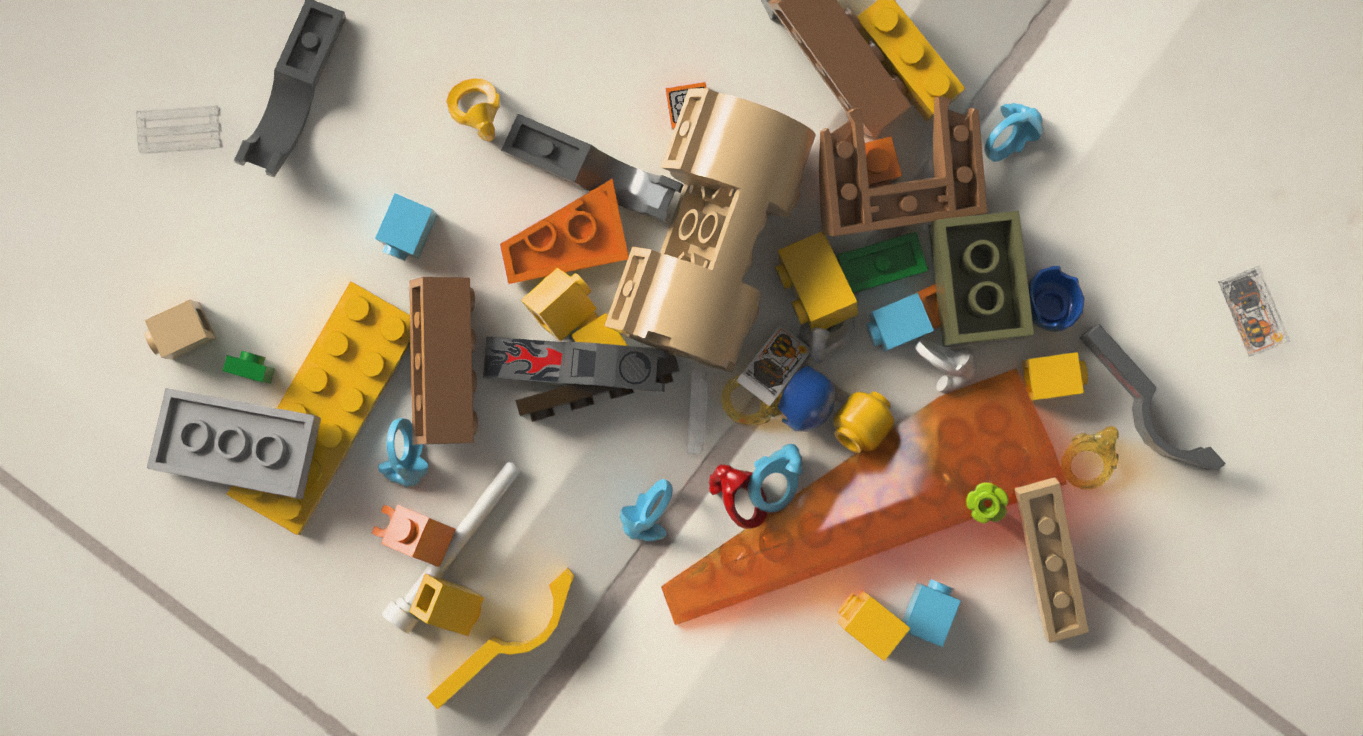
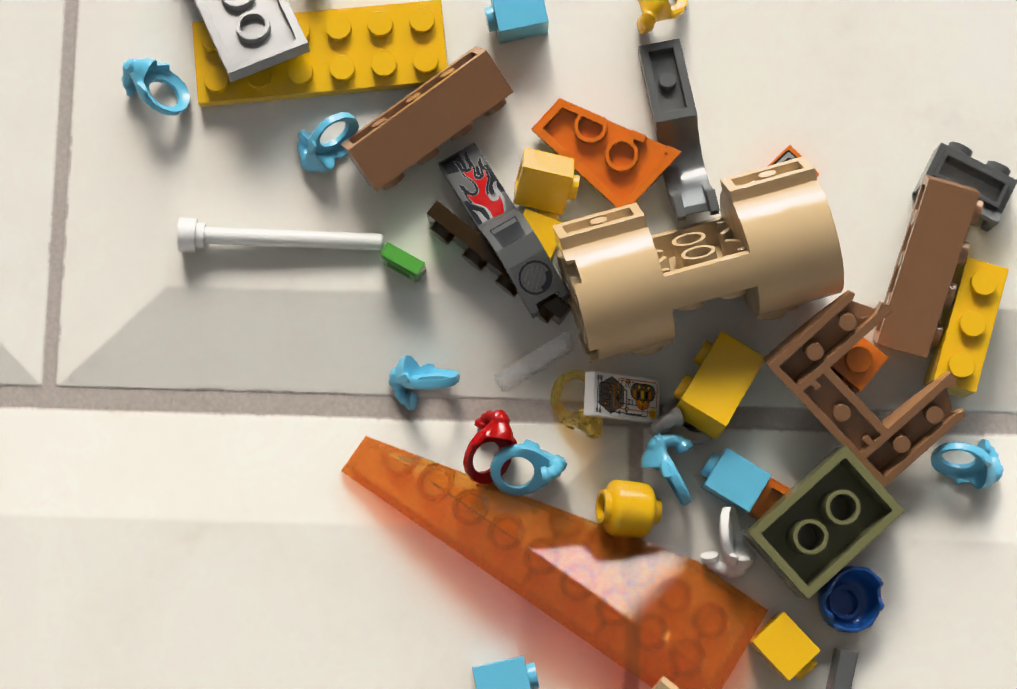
camera: 55 degrees right, 5 degrees down
(241, 564) = (143, 72): none -> medium azure piece
(415, 535) = (266, 198): orange brick -> none
(446, 605) = (224, 265): yellow brick -> none
(544, 461) = (403, 262): none -> bright green tile
(560, 590) = (303, 351): yellow piece -> none
(807, 400) = (611, 446): blue hair -> none
(840, 371) = (658, 458): none -> medium azure piece
(871, 624) = (458, 635): yellow brick -> none
(883, 262) = (775, 430): green plate -> none
(991, 492) = (645, 660): lime plate -> none

